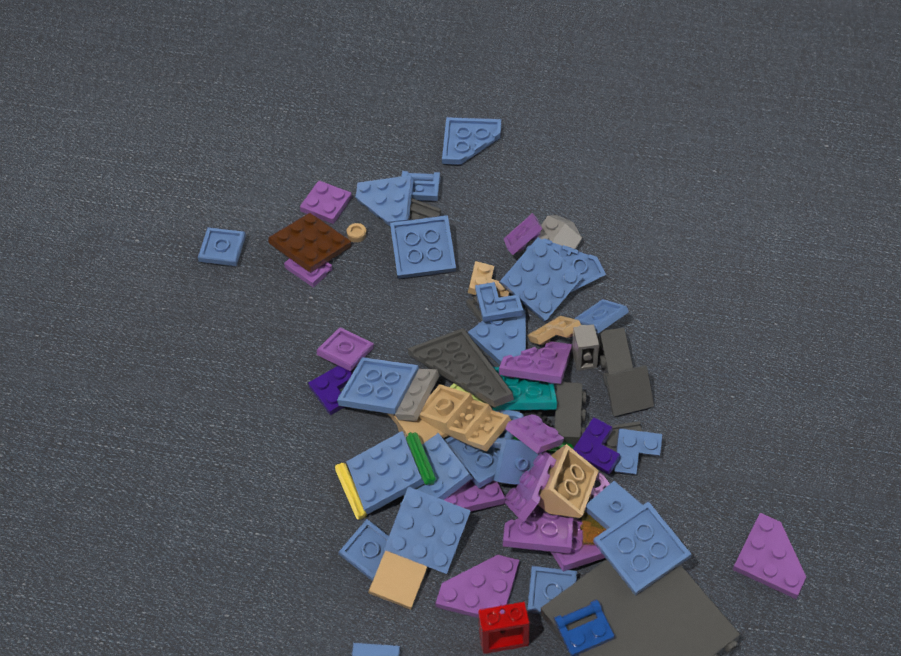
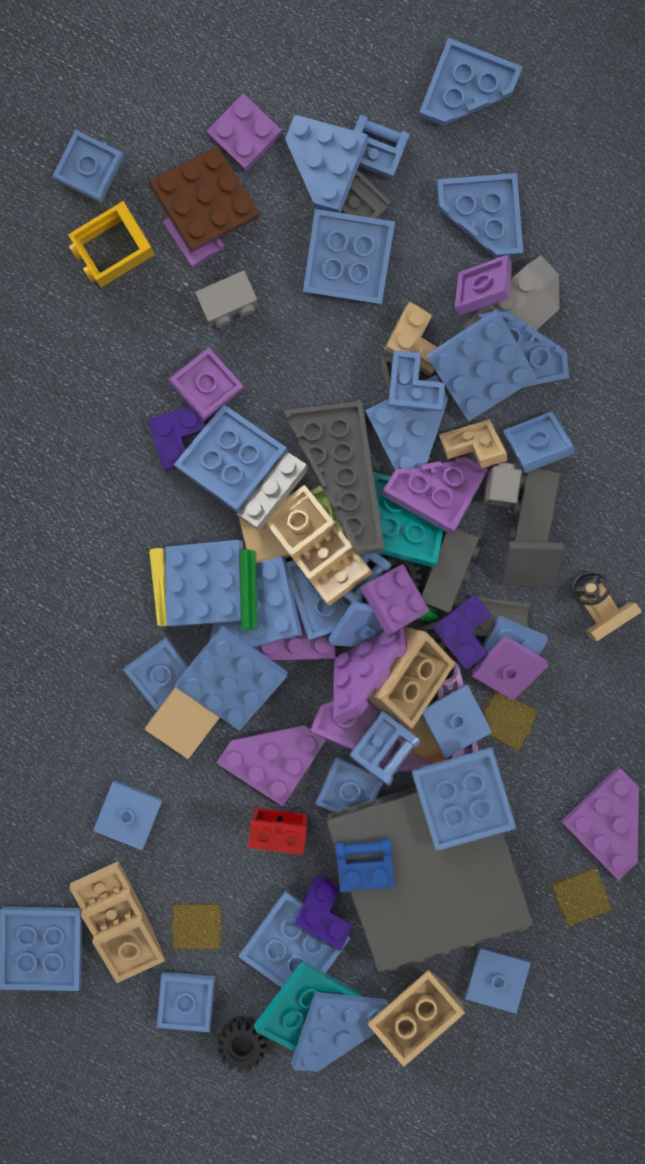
camera: 20 degrees right, 35 degrees up
(251, 266) = (98, 226): none -> yellow window
(344, 294) = (227, 299): none -> light grey brick
(356, 232) = (271, 198): tan tile -> none
(507, 199) = (485, 210): none -> medium blue plate
(558, 531) = (376, 744): none -> medium blue plate
(641, 462) = (509, 668): none -> medium lavender plate
(663, 502) = (509, 719): none -> clear yellow piece
(694, 410) = (601, 606): none -> tan piece
(775, 620) = (581, 896): none -> clear yellow piece

